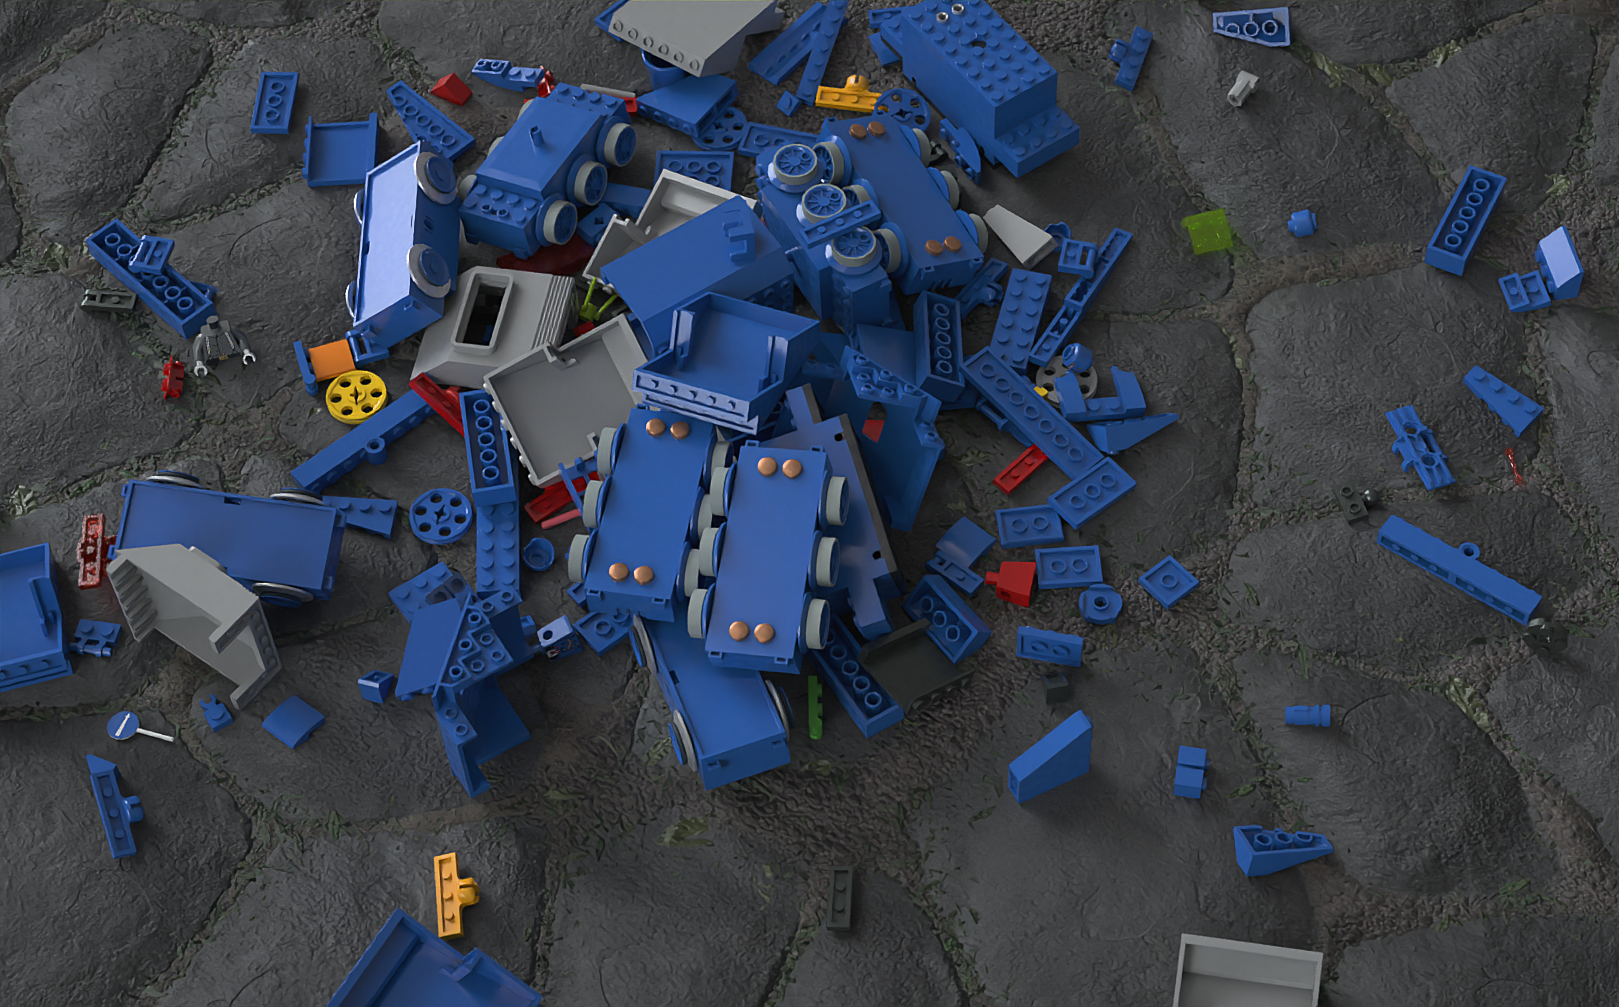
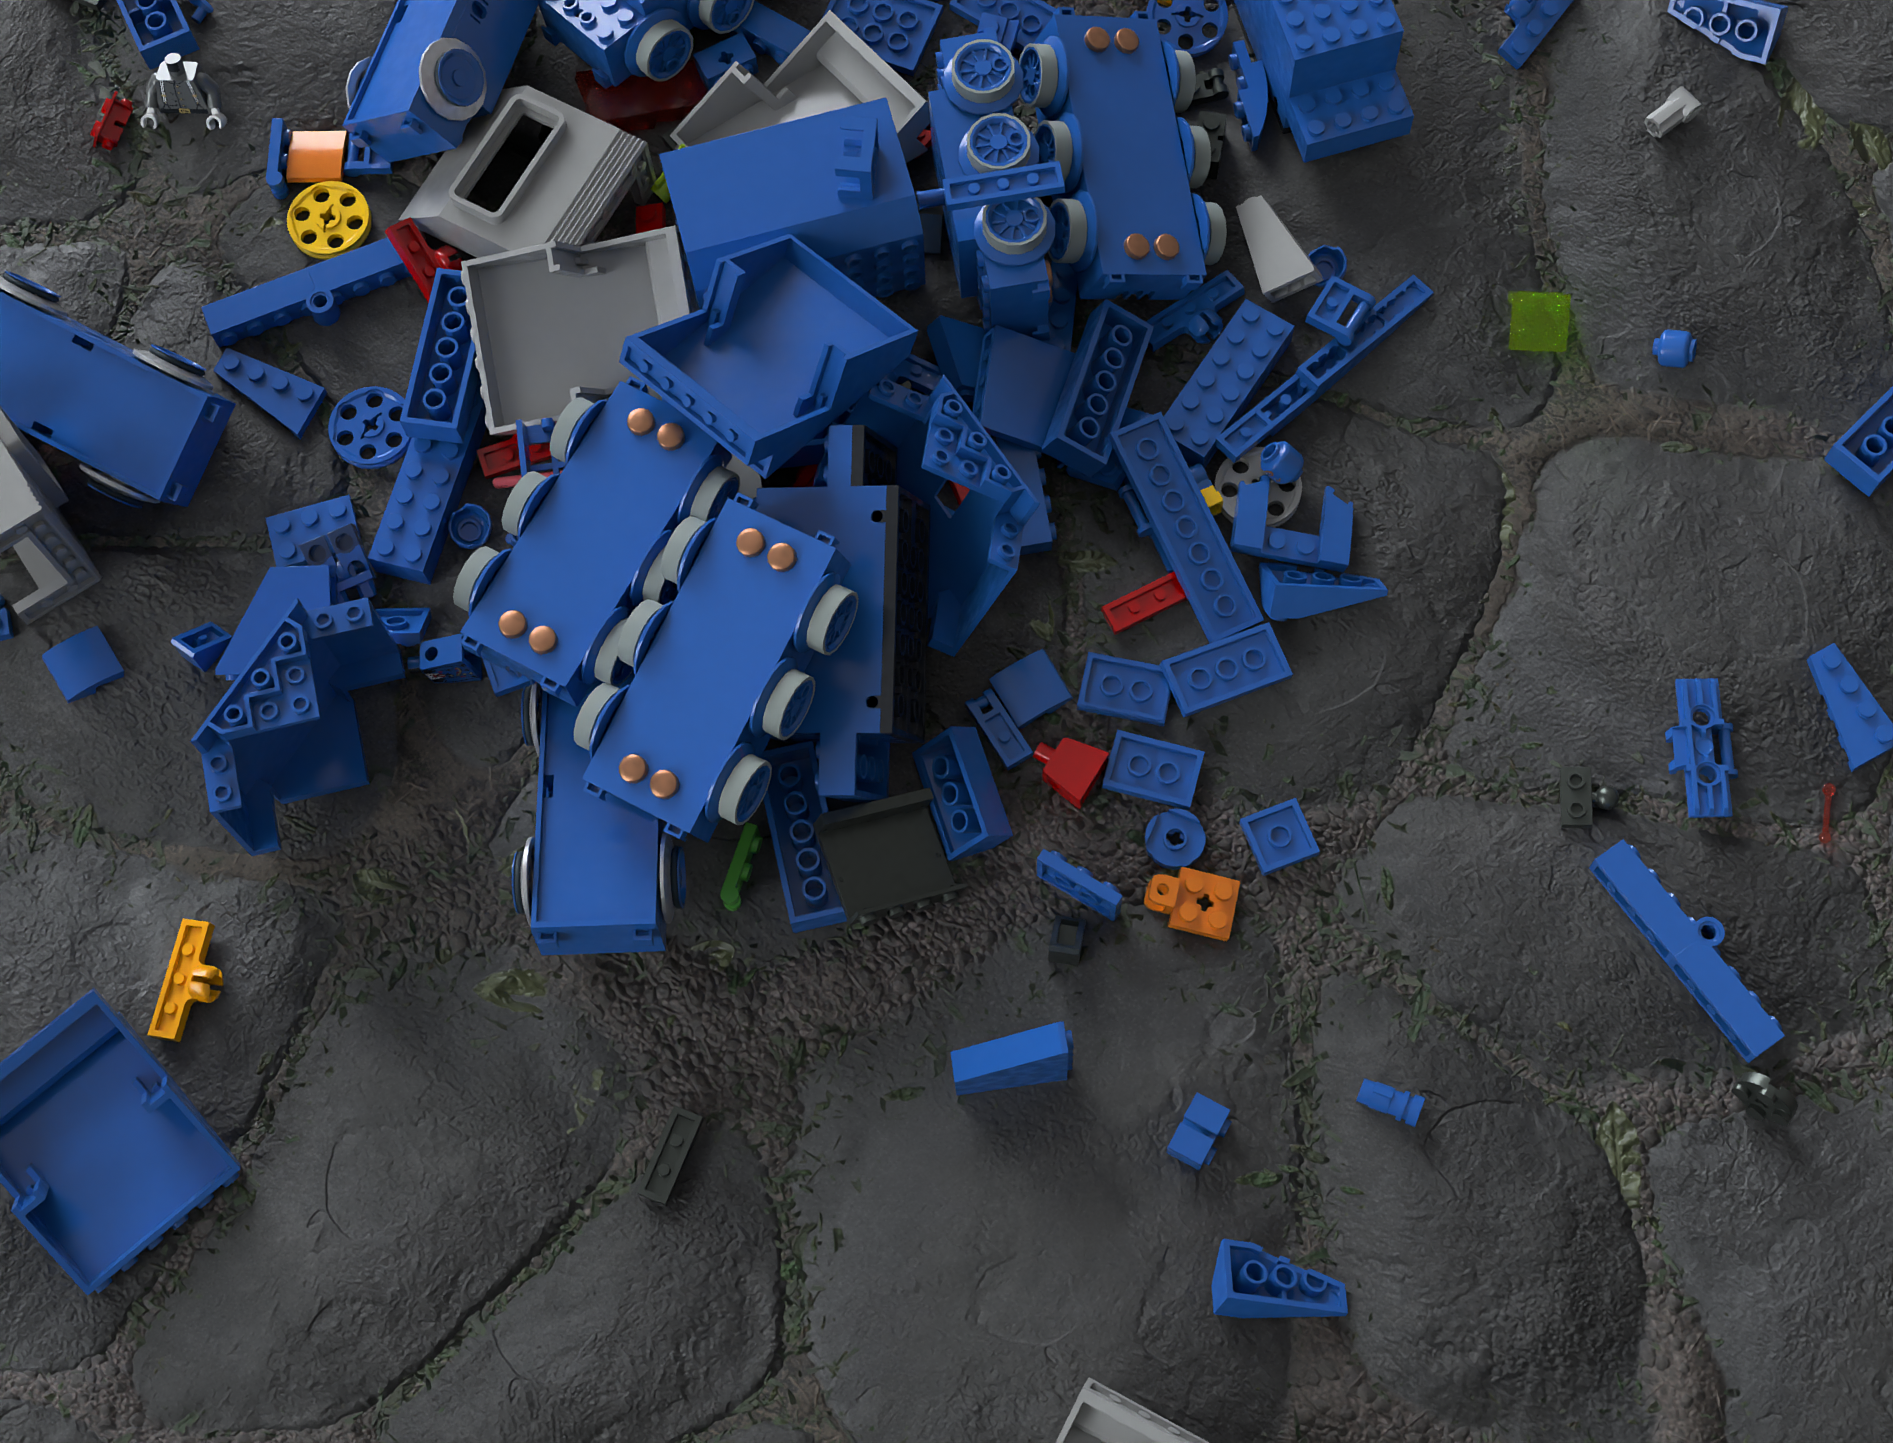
camera: 20 degrees right, 15 degrees up
(1119, 637) = (1180, 901): none -> orange plate

